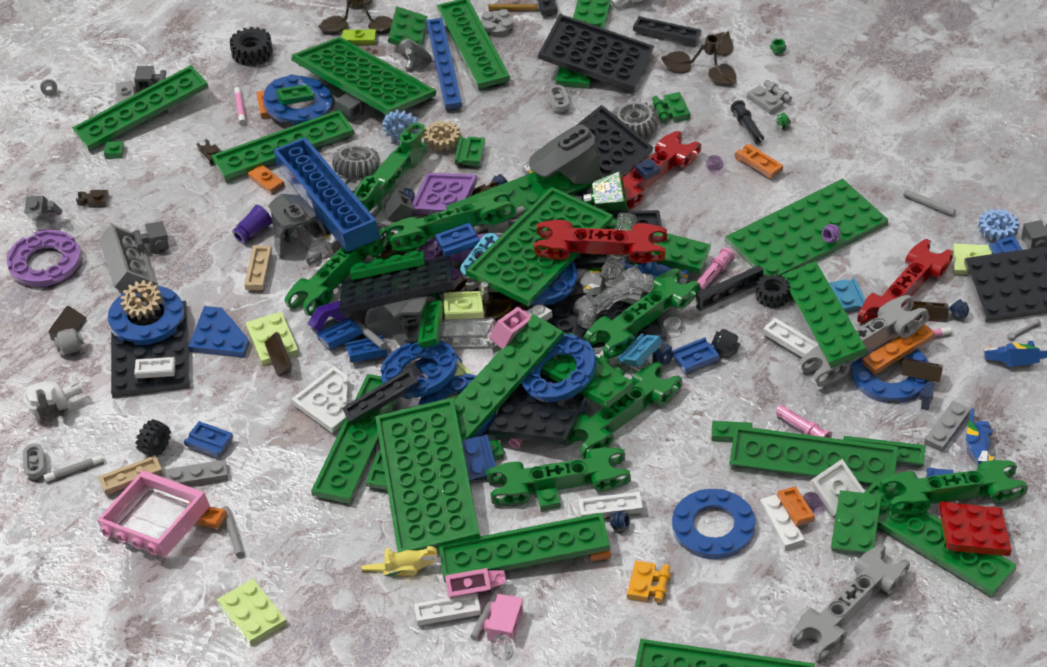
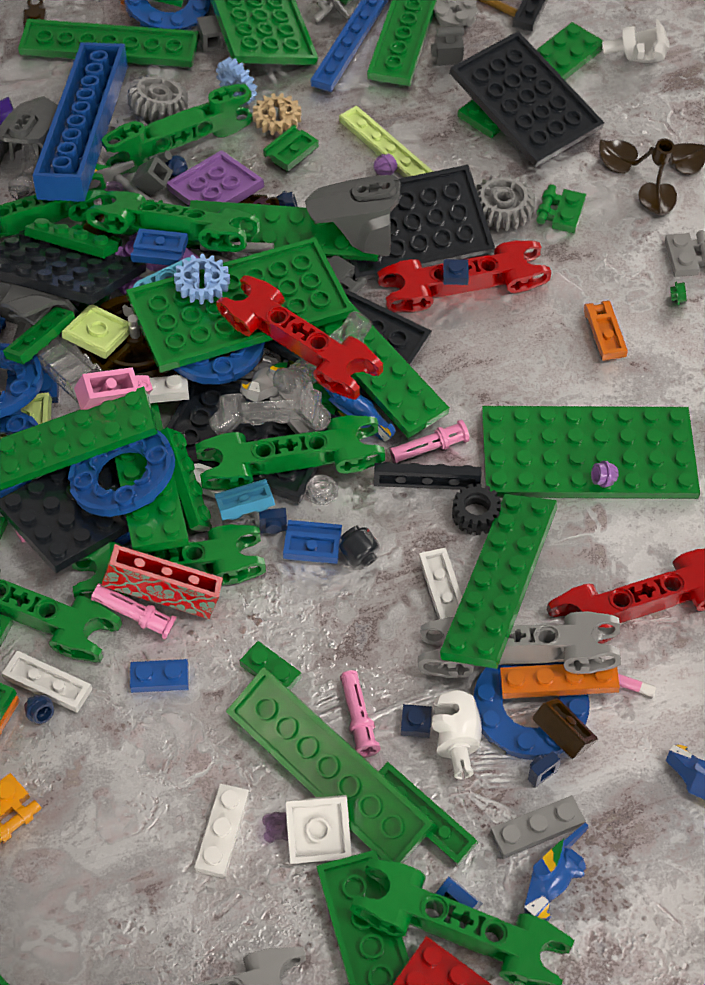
camera: 30 degrees right, 10 degrees up
(266, 179) = (59, 71): orange plate -> none
(510, 239) = (188, 278): none -> light blue gear
(516, 45) = (448, 46): none -> dark grey brick
(525, 122) = (382, 142): none -> yellowish green tile
(540, 132) = (385, 165): none -> medium lavender plate
(558, 98) = (442, 133): light grey plate -> none
(608, 193) = (382, 279): torso -> none
(634, 415) = (162, 581): none -> red brick
(637, 441) = (146, 616): none -> bright pink pin
(667, 30) = (637, 110): black plate -> none
(671, 469) = (159, 675): none -> blue plate
(713, 547) = (157, 817): blue plate -> none
(714, 163) = (550, 305): clear purple plate -> none
(744, 117) = (635, 264): black pin -> none
(795, 506) = (249, 822): orange plate -> none
(837, 412) = (416, 721): none -> dark blue plate
(848, 294) = (564, 566): dark azure plate -> none
(856, 522) = (300, 894): green plate -> none
(865, 392) = (458, 729): none -> white piece
(937, 311) = (649, 648): dark brown slope -> none
(959, 309) = (687, 670): dark blue plate -> none

